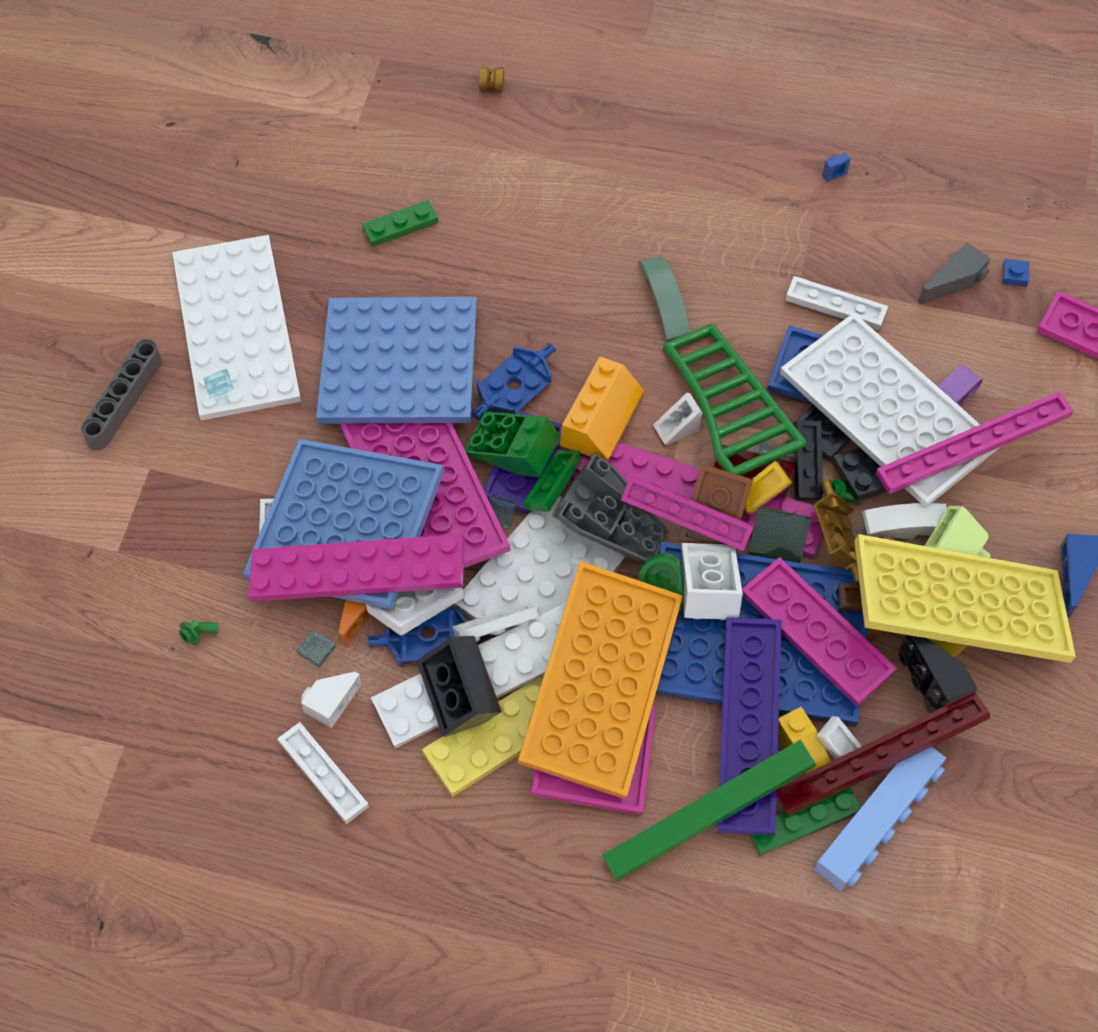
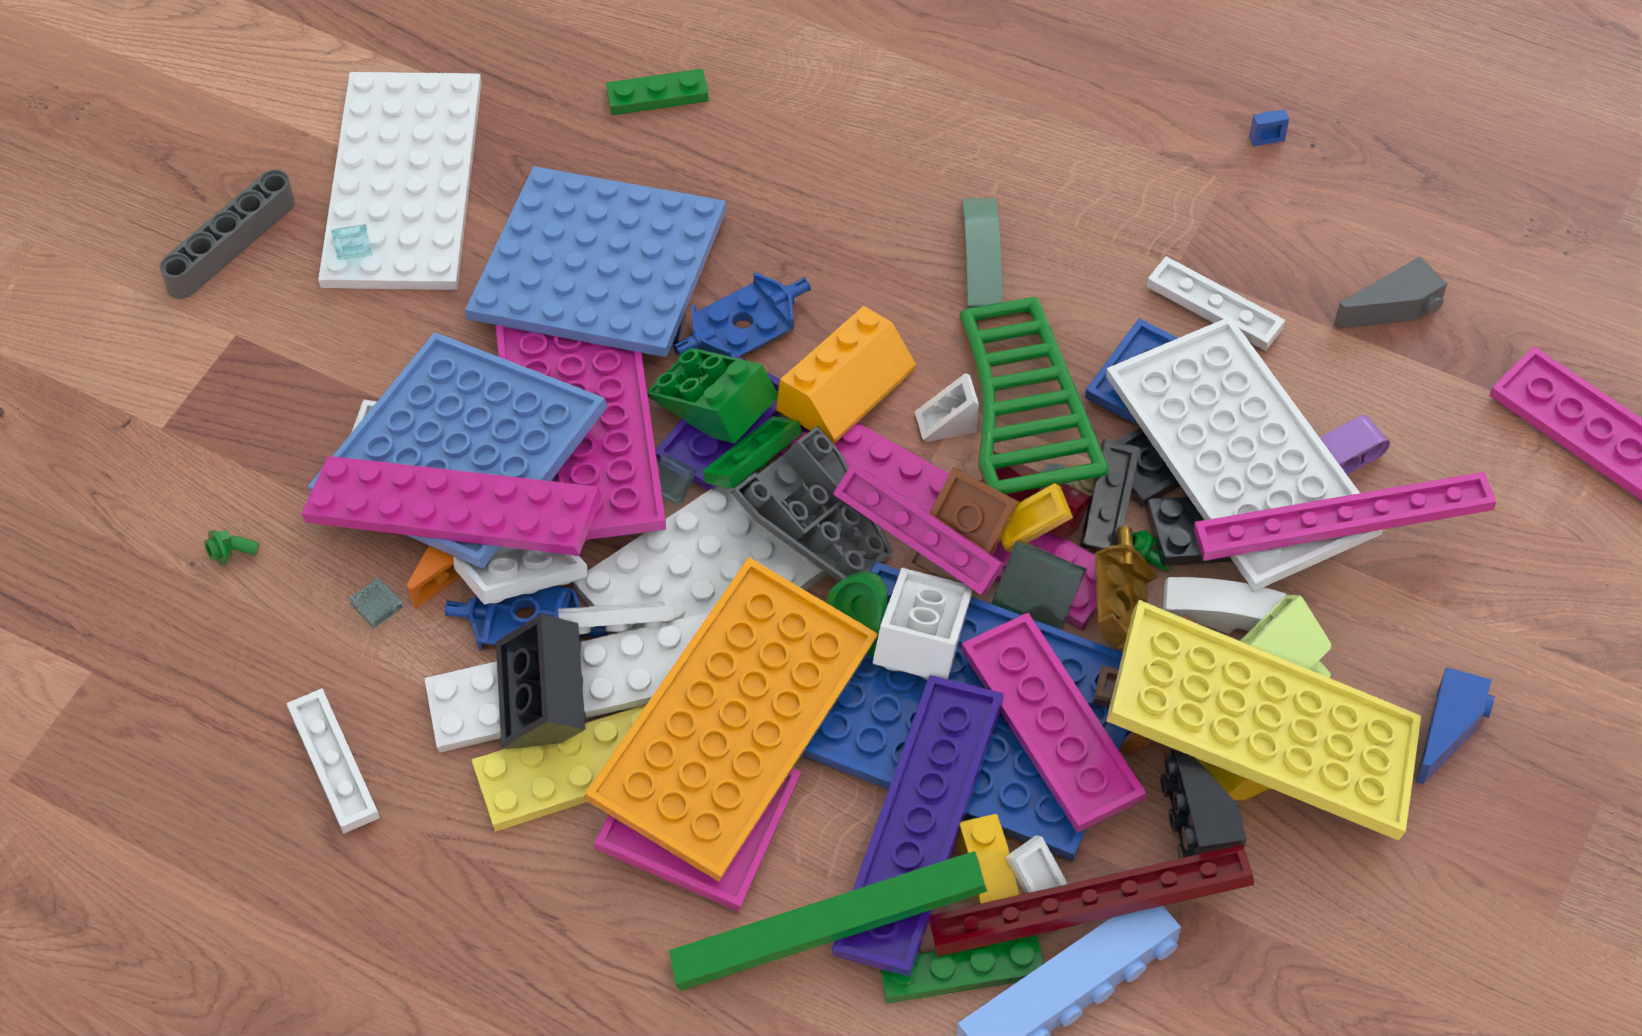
camera: 15 degrees right, 5 degrees down
(330, 697) = (373, 666): white slope -> none
(1015, 272) = (1482, 312): blue plate -> none

